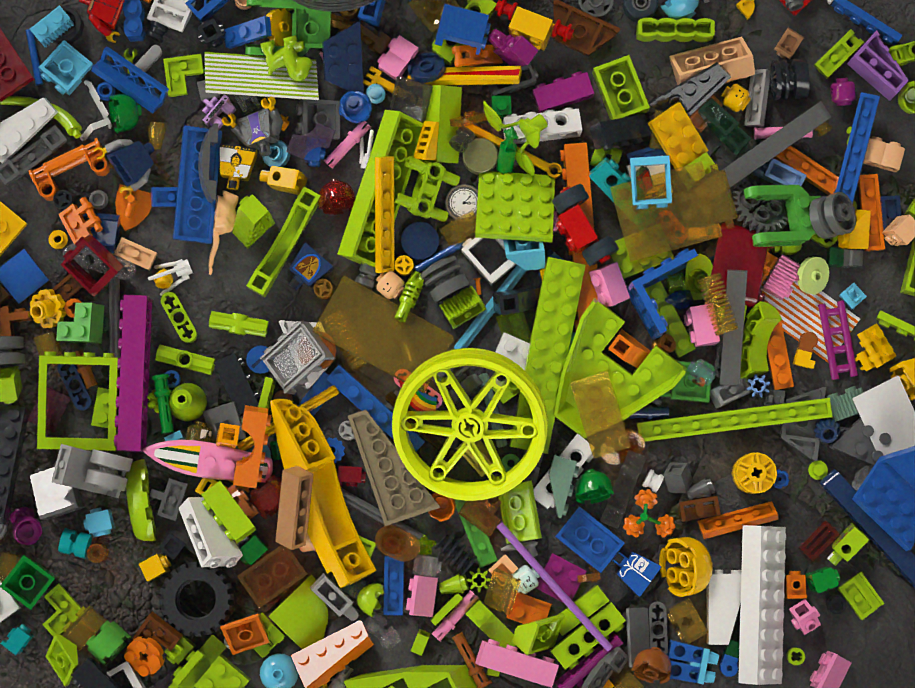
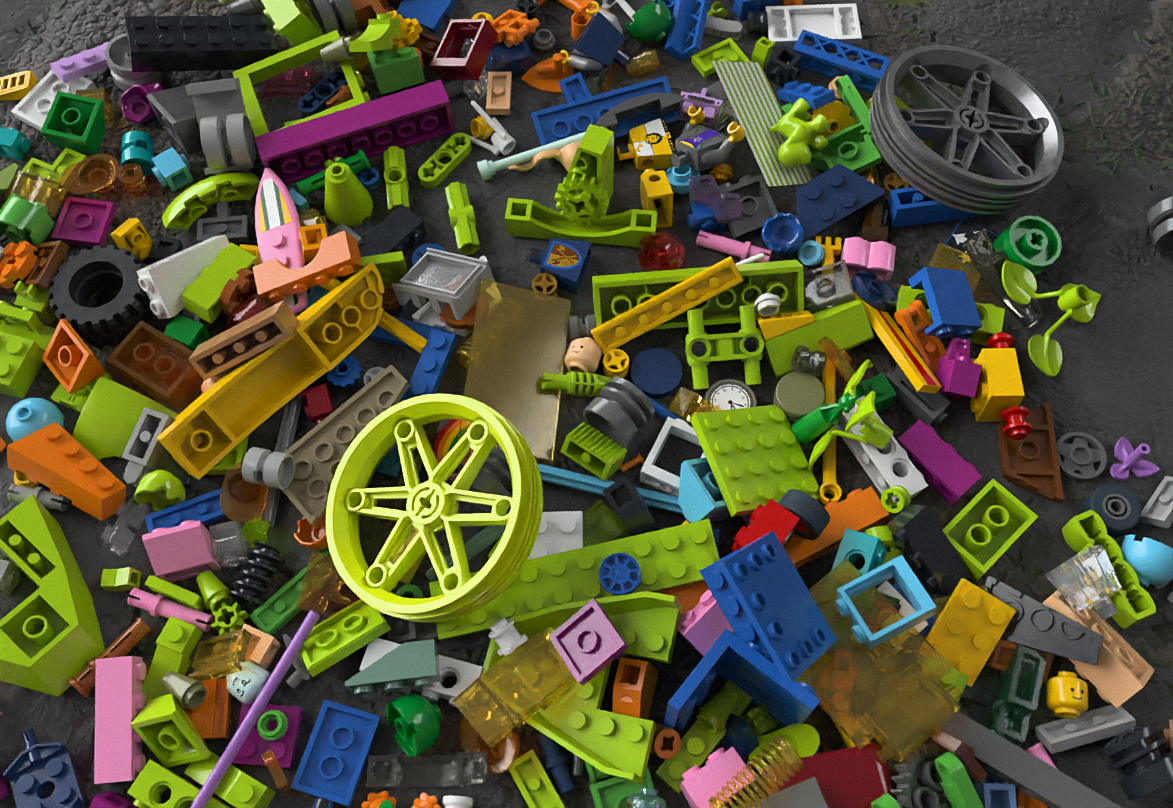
camera: 70 degrees right, 20 degrees down
(62, 327) = (377, 35): none -> lime slope
(65, 360) = (338, 50): none -> olive cone
(84, 582) = (93, 175): none -> clear orange piece
(119, 599) = (84, 222): none -> magenta plate
(188, 41) = (762, 51): none -> lime piece
(203, 287) = (489, 168): none -> light aqua piece
(274, 235) = (582, 199): none -> lime gear
(392, 521) = (268, 468): none -> light grey wheel
(413, 147) = (767, 304): none -> white plate
(517, 617) = (186, 690): none -> olive cone
(562, 327) = (620, 574): none -> blue wheel
(564, 567) = (264, 721): none -> bright green plate
(567, 411) = (506, 636): none -> white brick
(584, 137) = (902, 493): none -> lime bush
(595, 363) = (588, 641): none -> plate
(630, 250) = (770, 605): none -> blue bracket
(664, 306) = (717, 710): none -> lime cone
(680, 49) = (1088, 581): none -> clear torso
(747, 181) = (962, 752): none -> reddish brown plate

